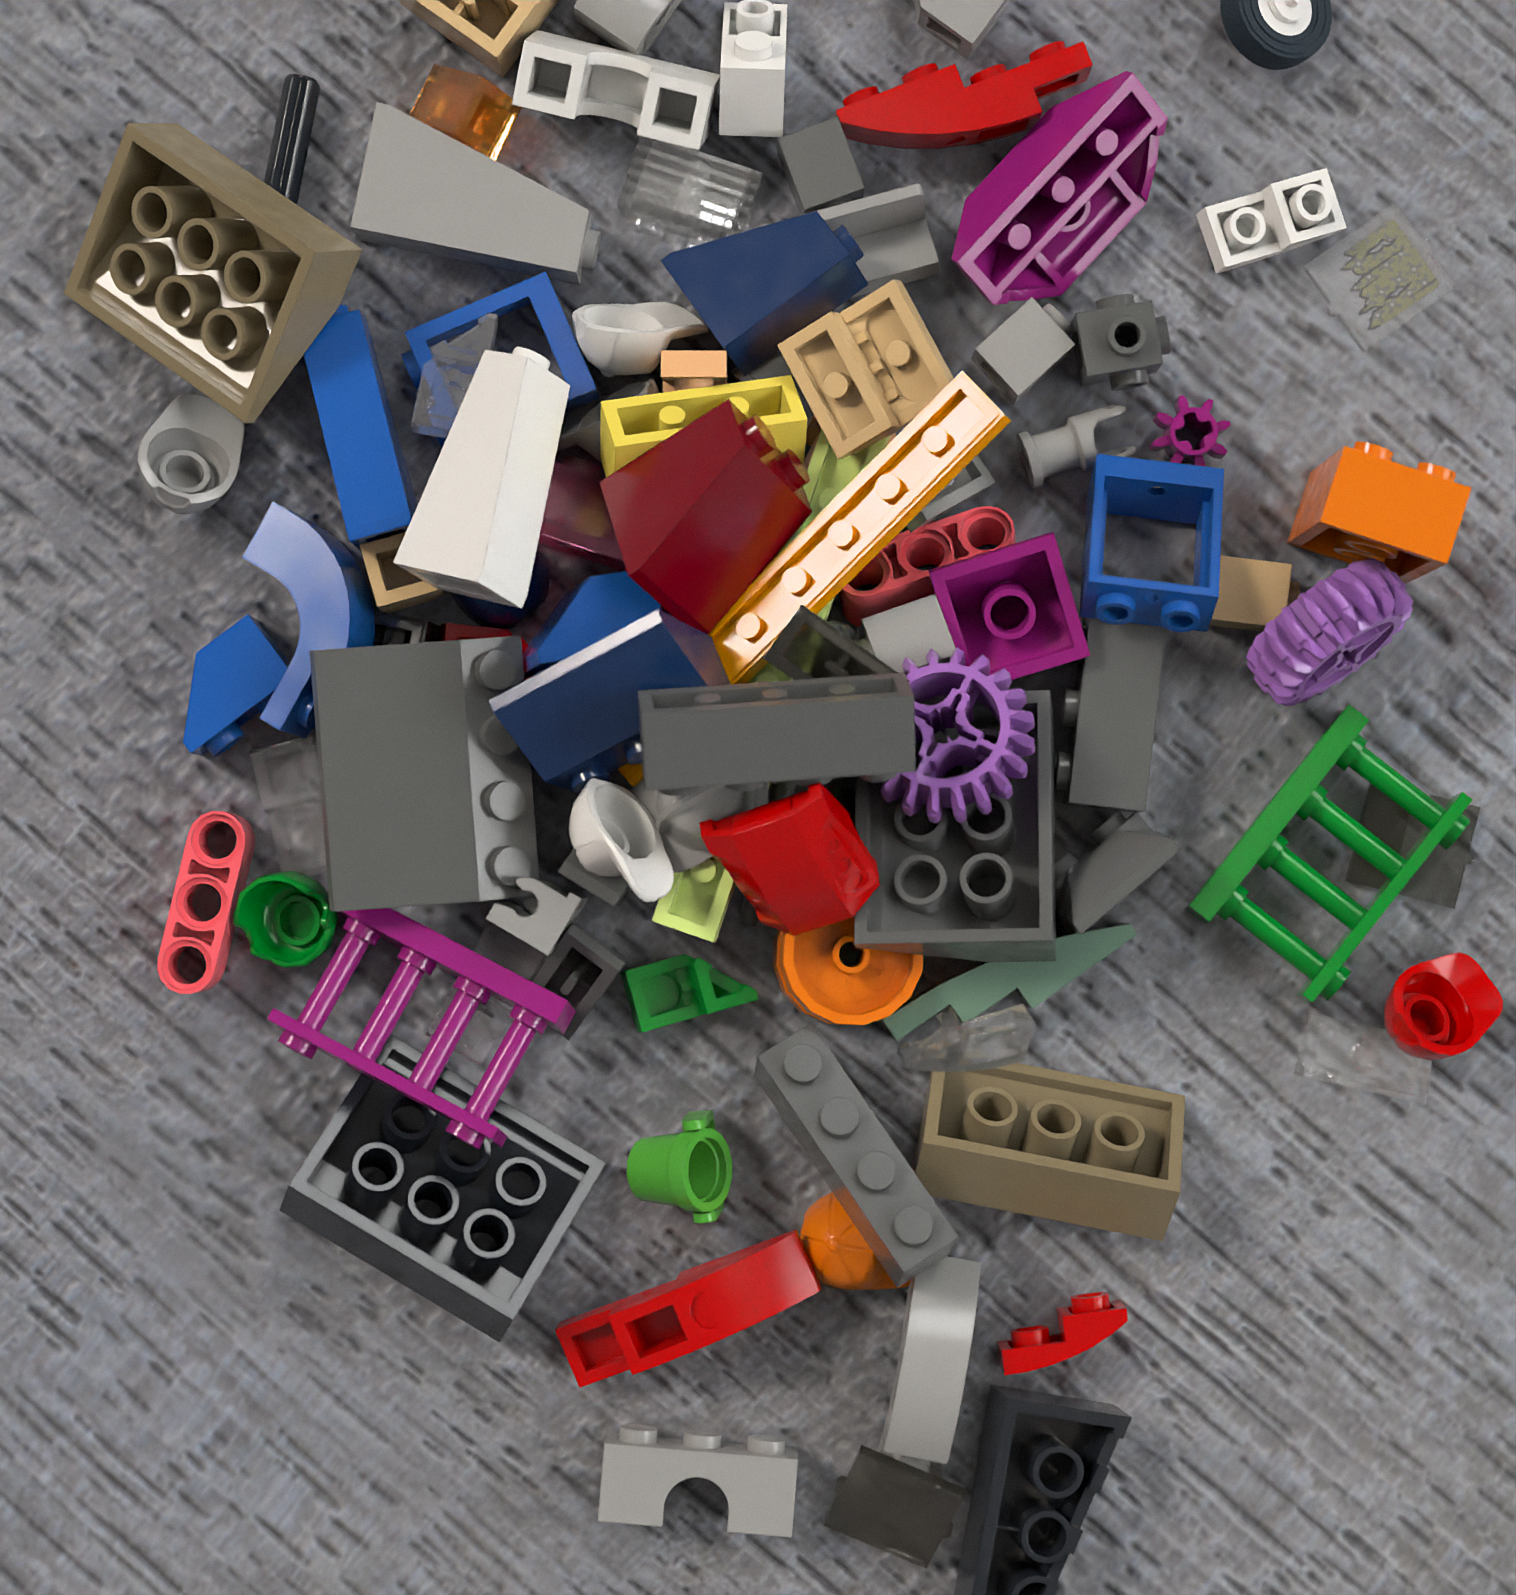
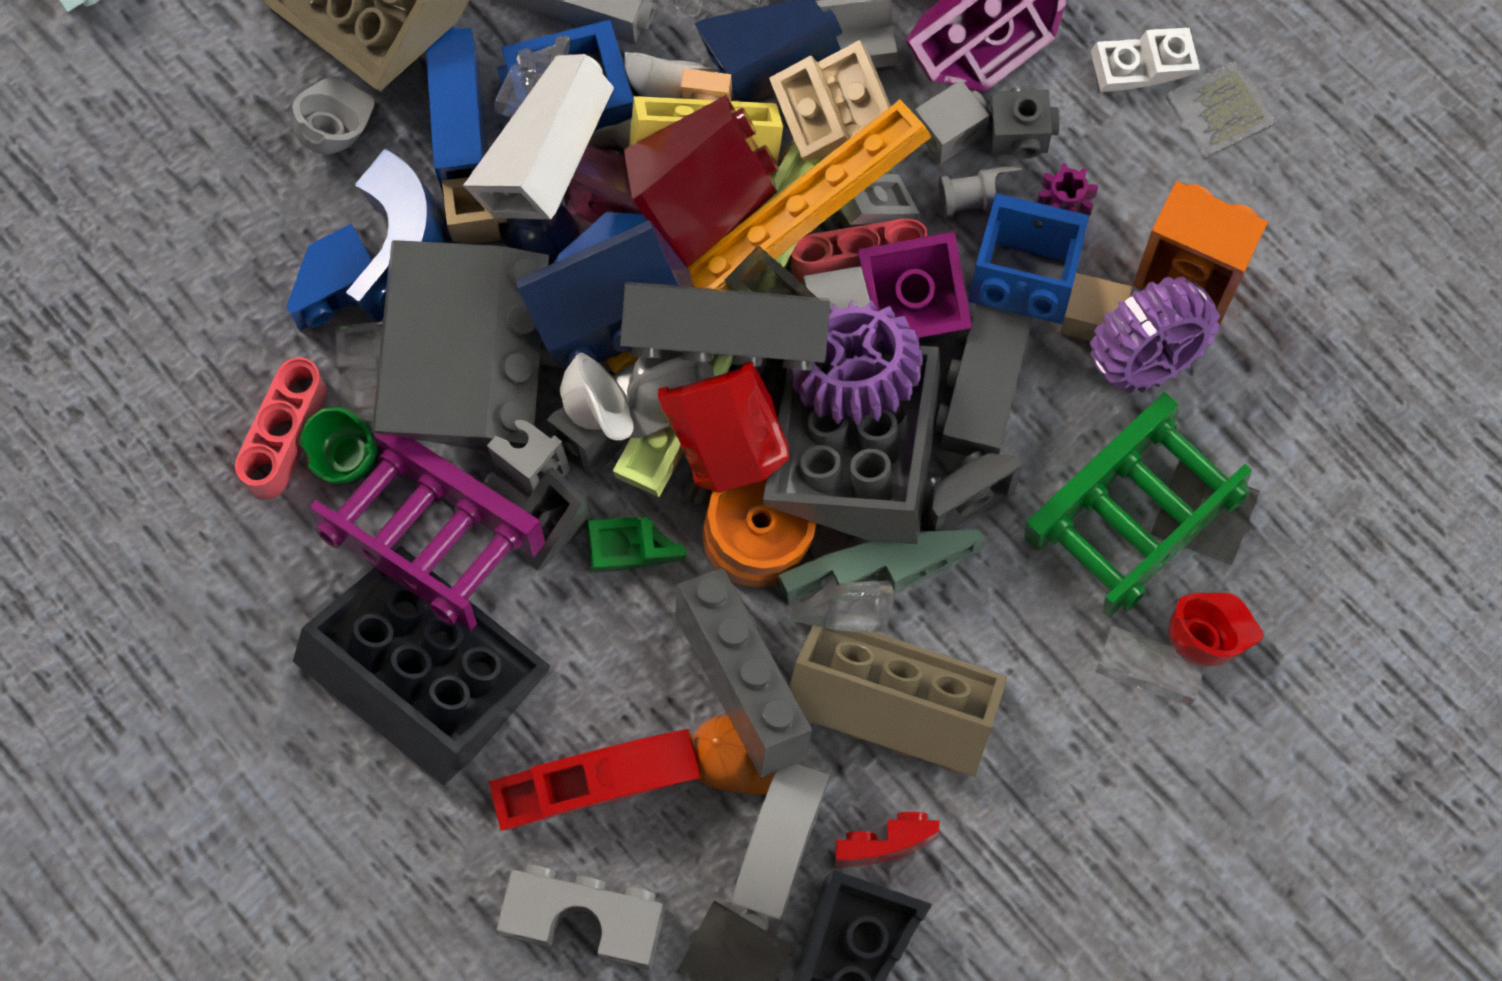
camera: 10 degrees right, 15 degrees down
(684, 1168) = (609, 670): bright green piece -> none

